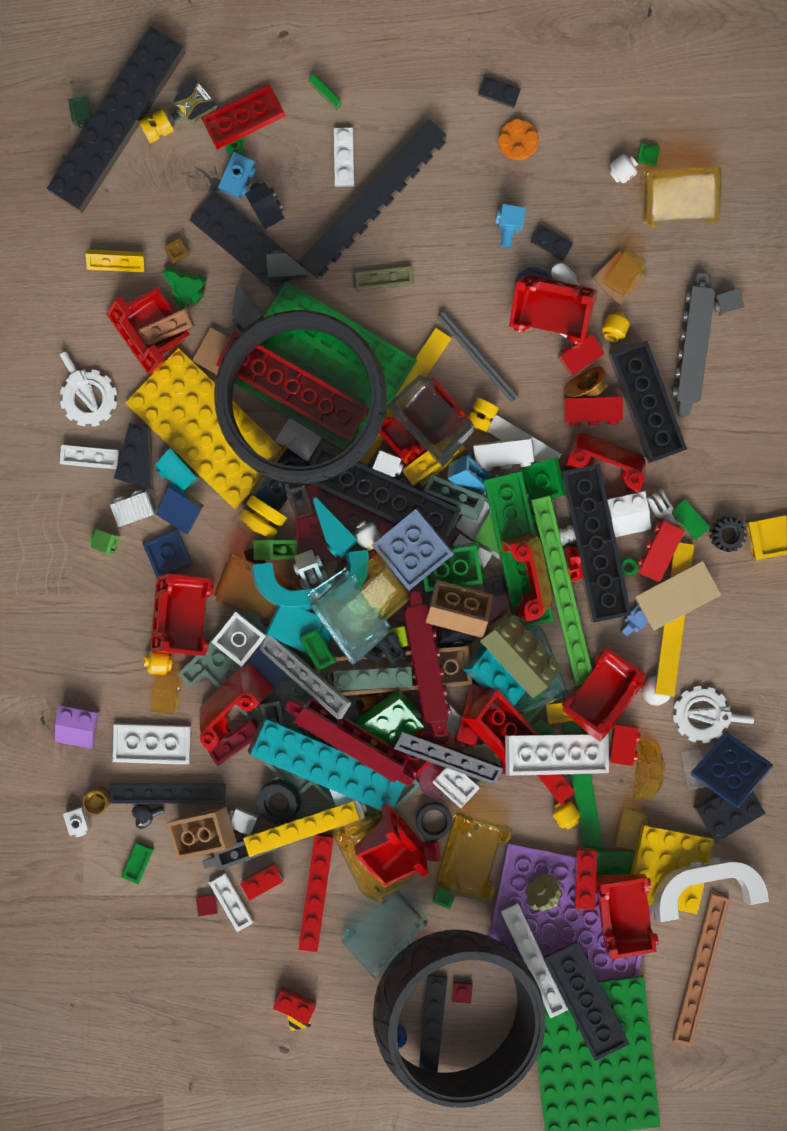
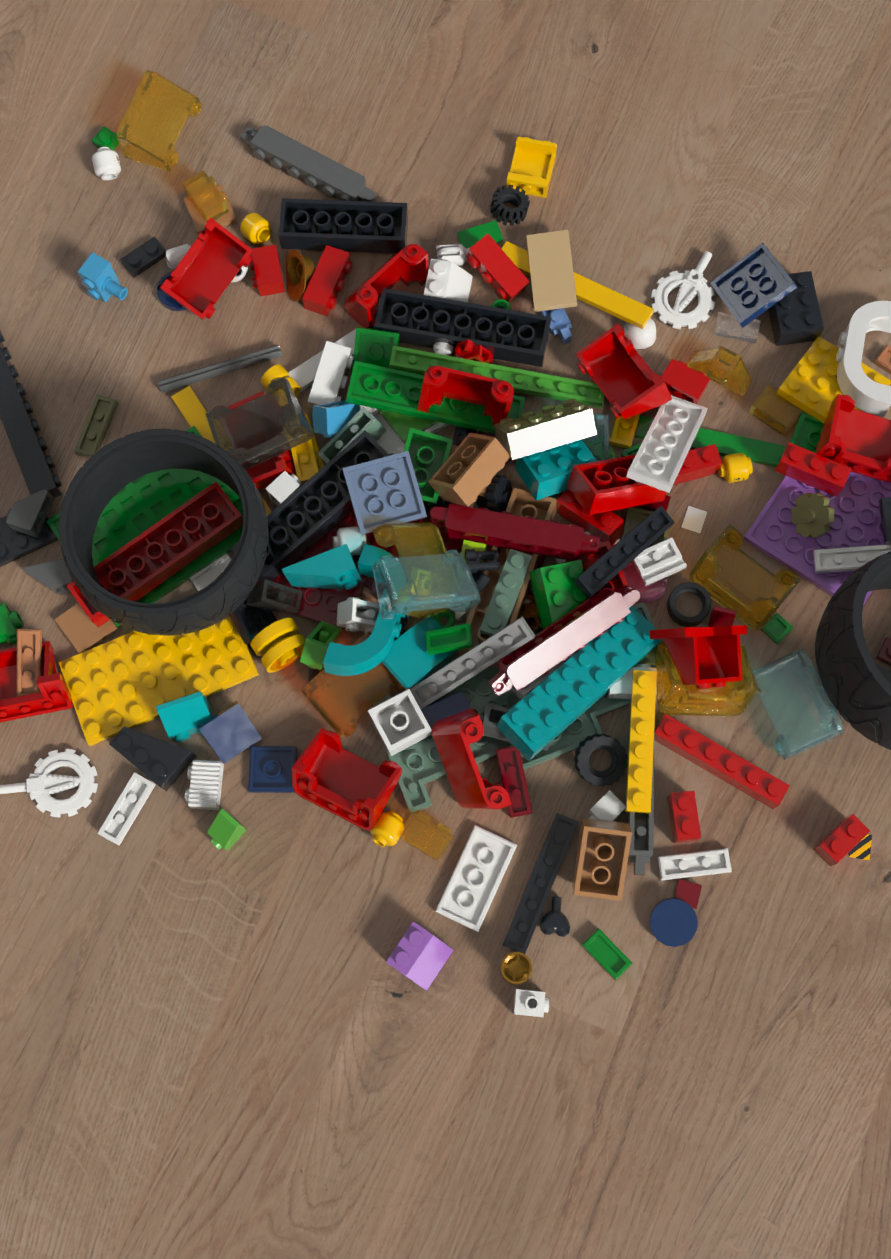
camera: 60 degrees left, 15 degrees down
(180, 903) = (673, 922): none -> dark blue tile
(509, 797) = (694, 519): none -> white sticker
(518, 139) = (28, 248): orange piece -> none
(728, 302) = (283, 119): dark grey brick -> none

